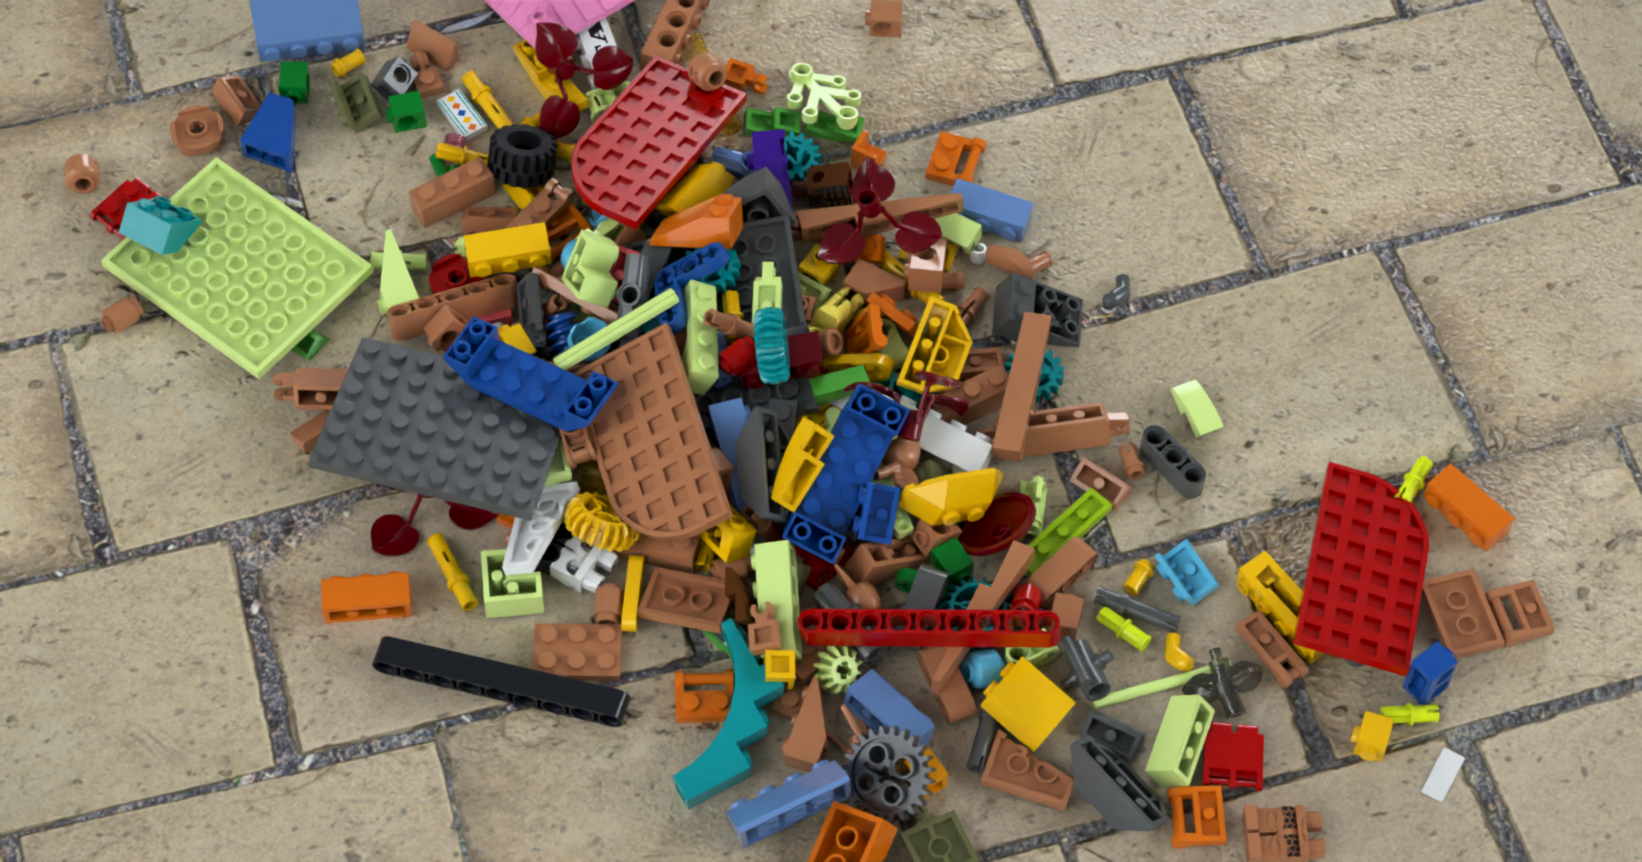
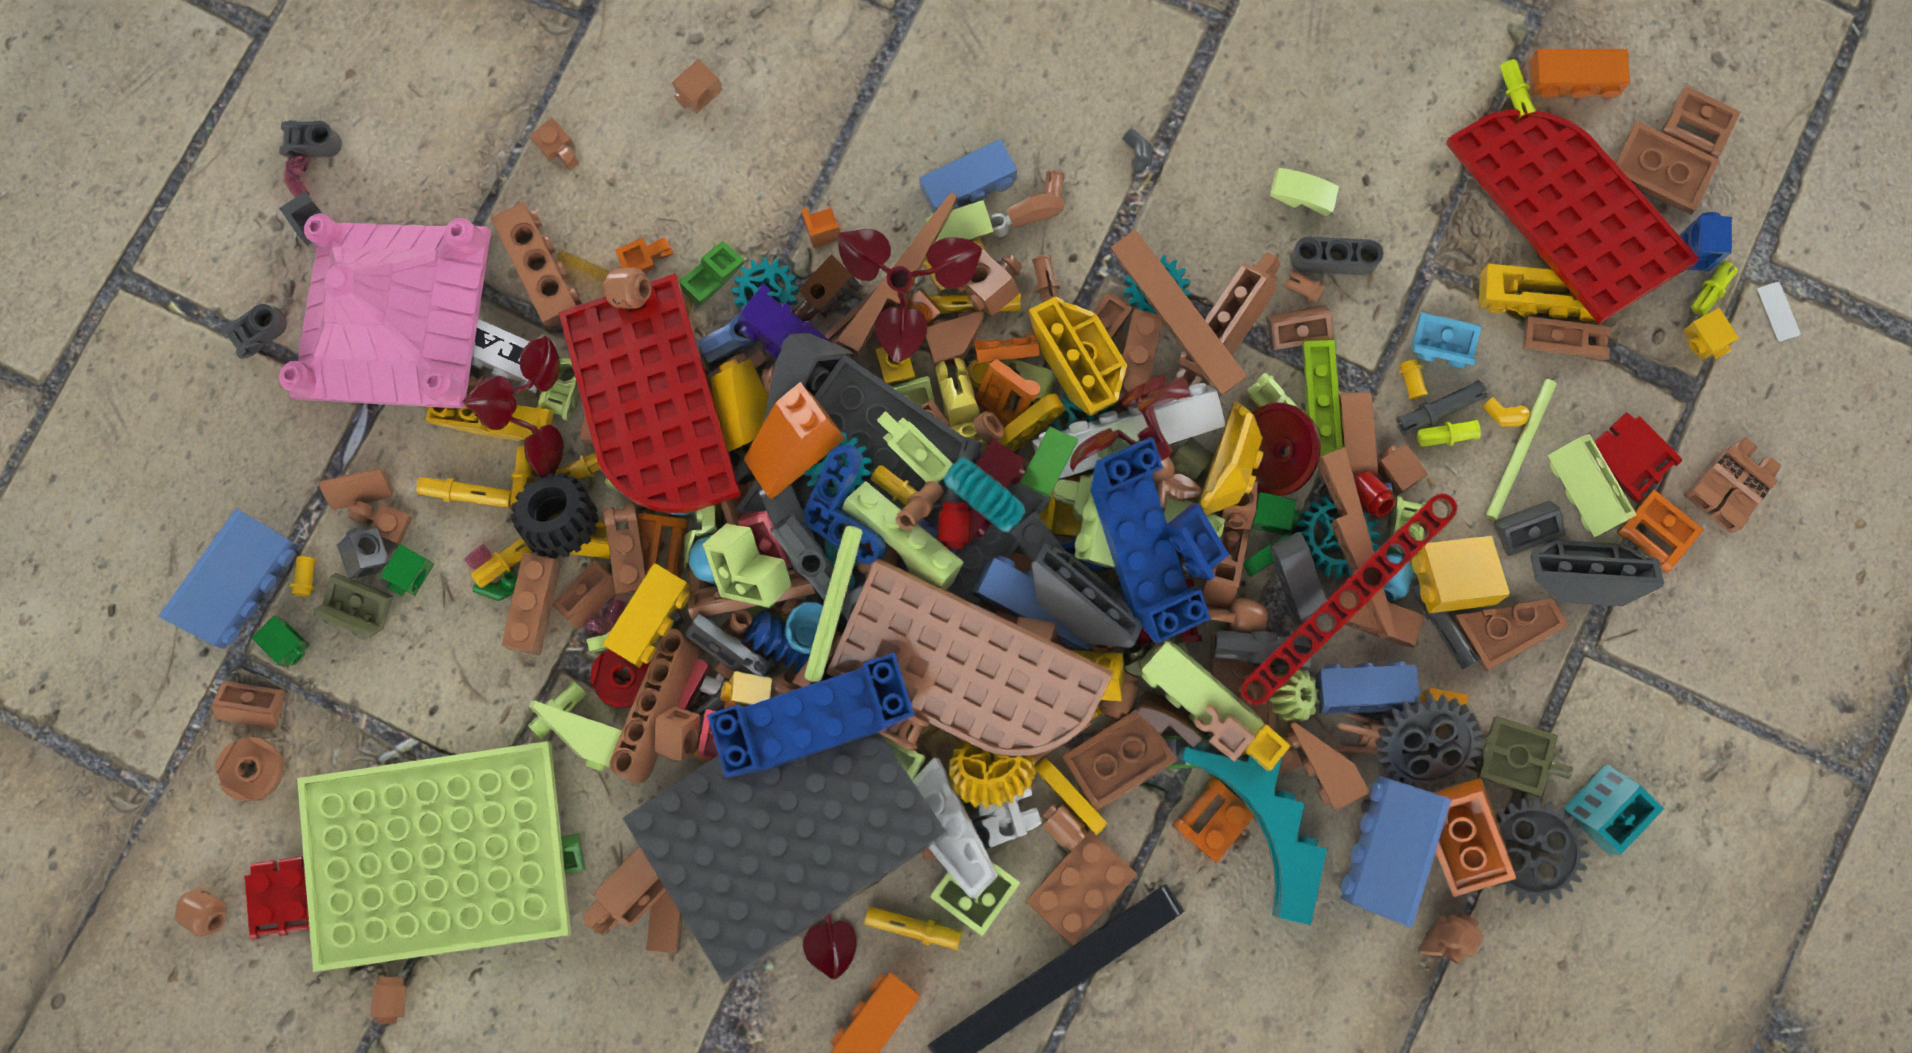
camera: 45 degrees left, 20 degrees up
(158, 224) = (329, 894): teal slope -> none
(272, 133) = (317, 705): blue slope -> none
(462, 115) = (453, 524): white tile -> none
(800, 464) = (1110, 568): yellow slope -> none
(803, 75) = (725, 208): yellowish green plant -> none
(829, 129) = (763, 227): bright green slope -> none
(948, 155) = (881, 164): orange plate -> none
(1021, 295) = (1089, 232): dark grey slope -> none
(1086, 668) = (1469, 497): dark grey pin -> none
(1225, 683) = (1568, 403): clear smoke plant -> none

